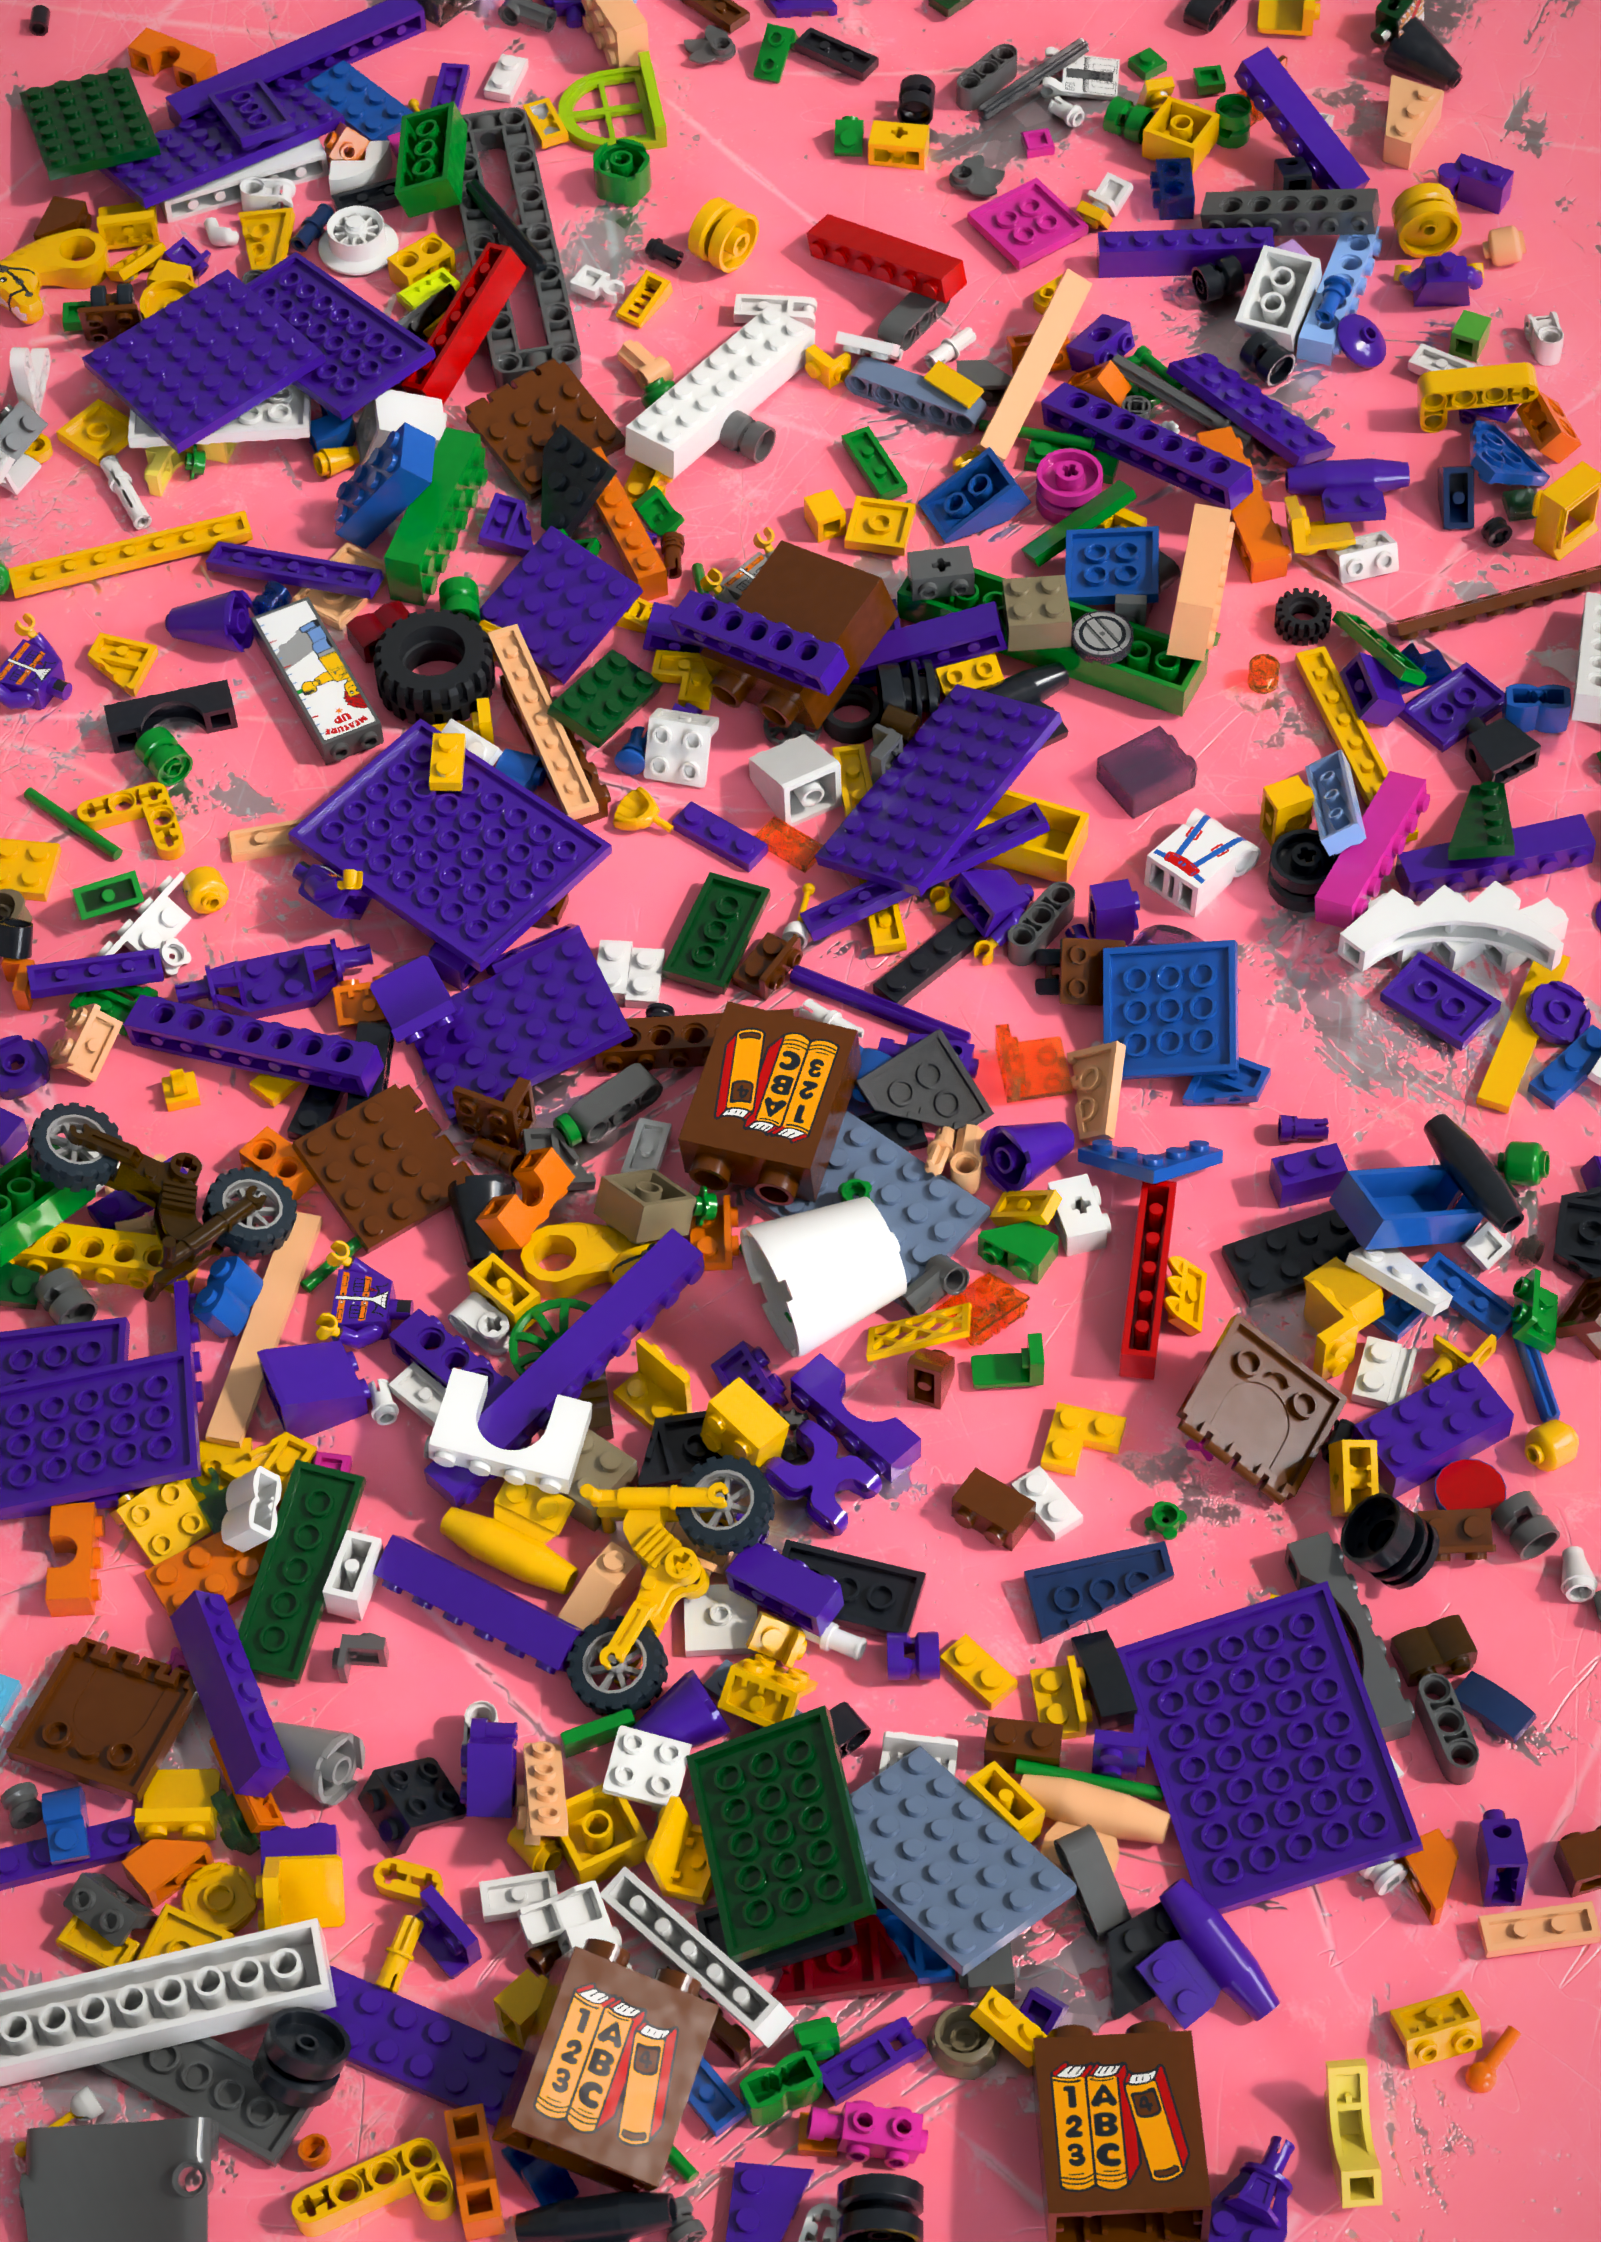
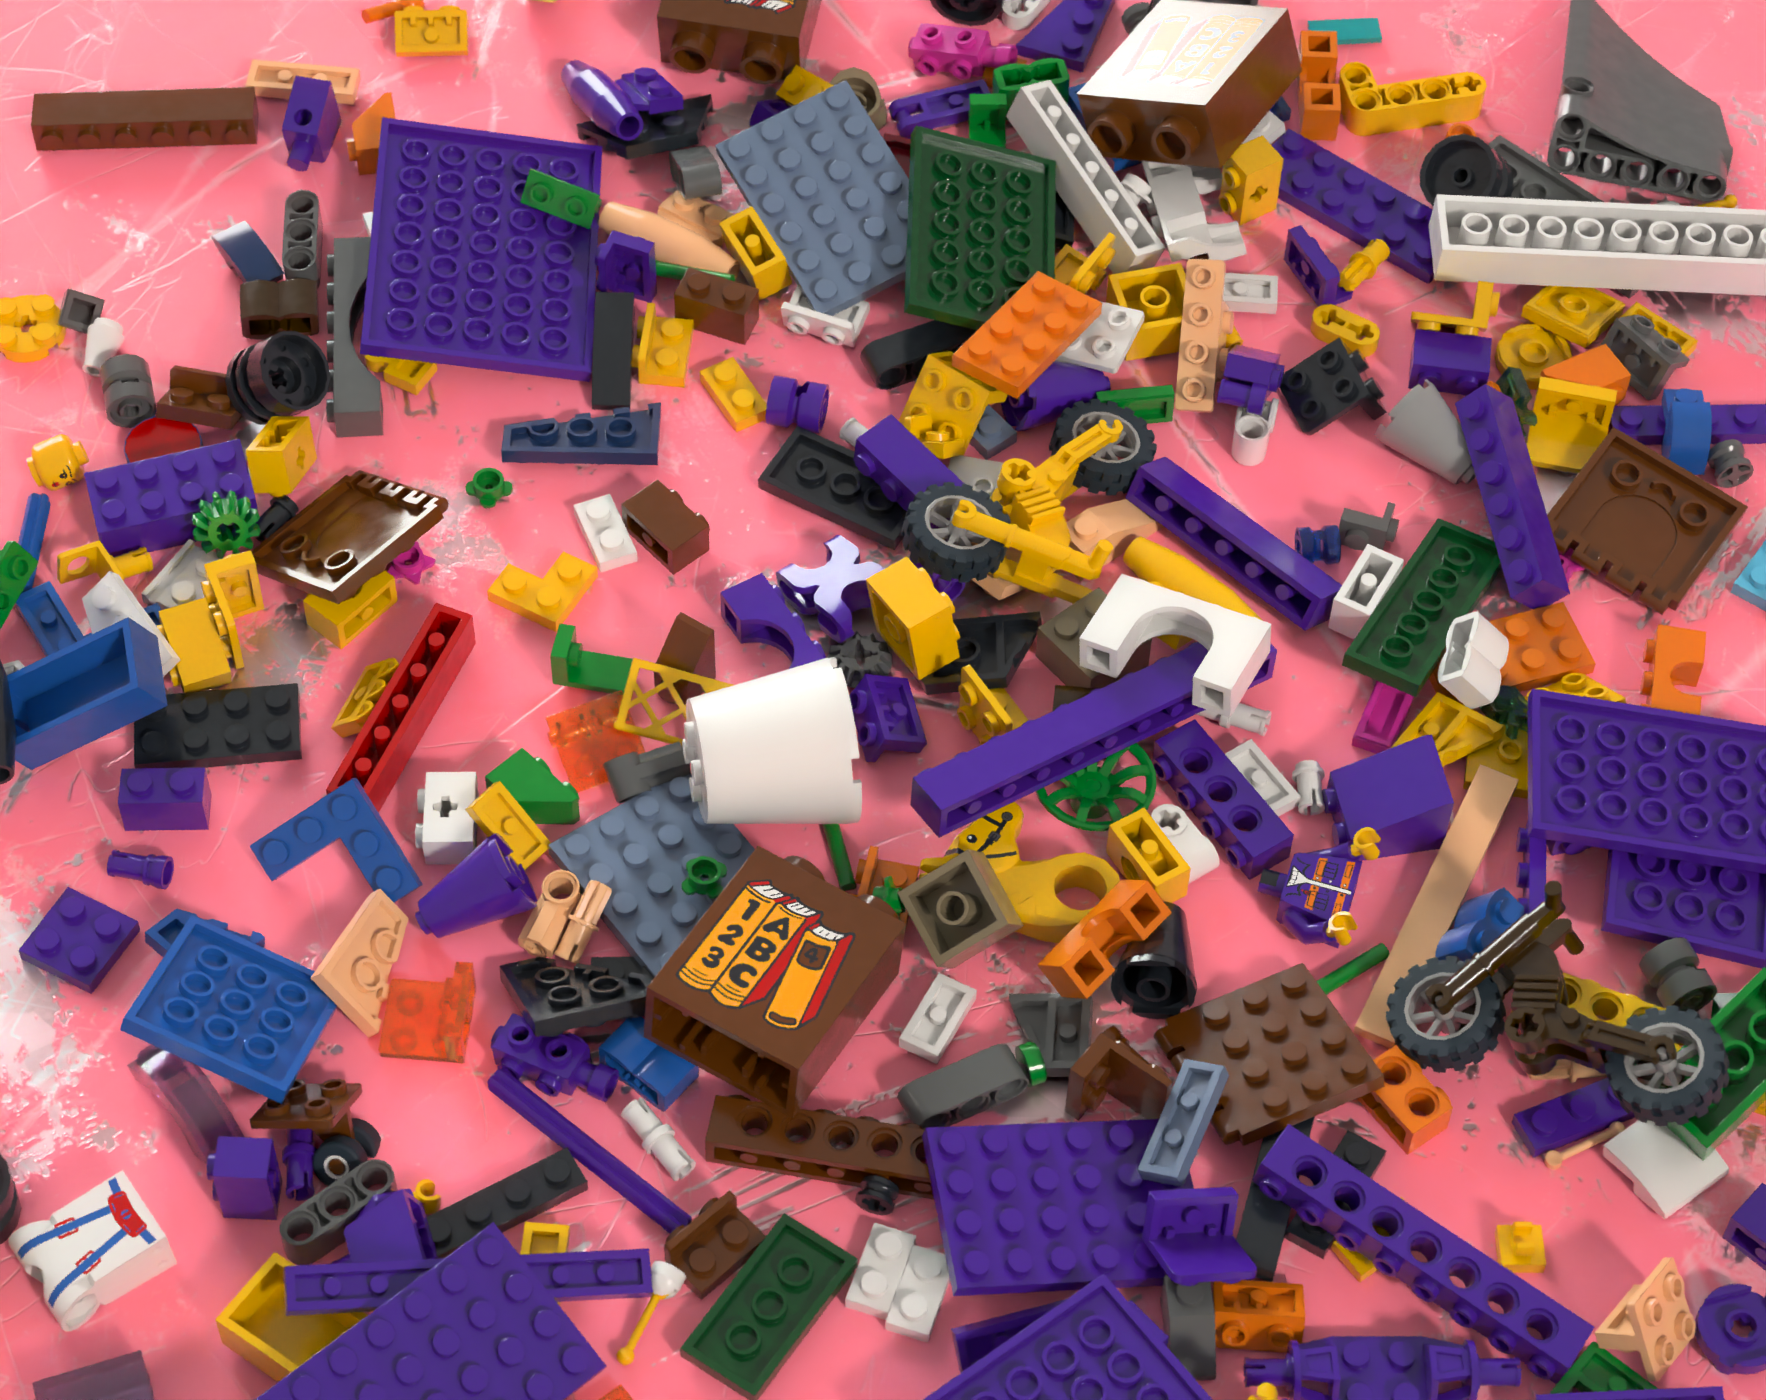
camera: 170 degrees left, 0 degrees up
(406, 1626) = (1319, 544): none -> clear blue wheel
(441, 1077) = (1183, 1122): none -> sand blue plate
(645, 1958) = (1137, 189): none -> white plate
(707, 1720) = (1027, 334): none -> orange plate
(1196, 1816) = (560, 198): none -> green hinge
(1322, 1071) = (79, 940): none -> dark purple plate
(1368, 1396) = (225, 511): none -> green gear

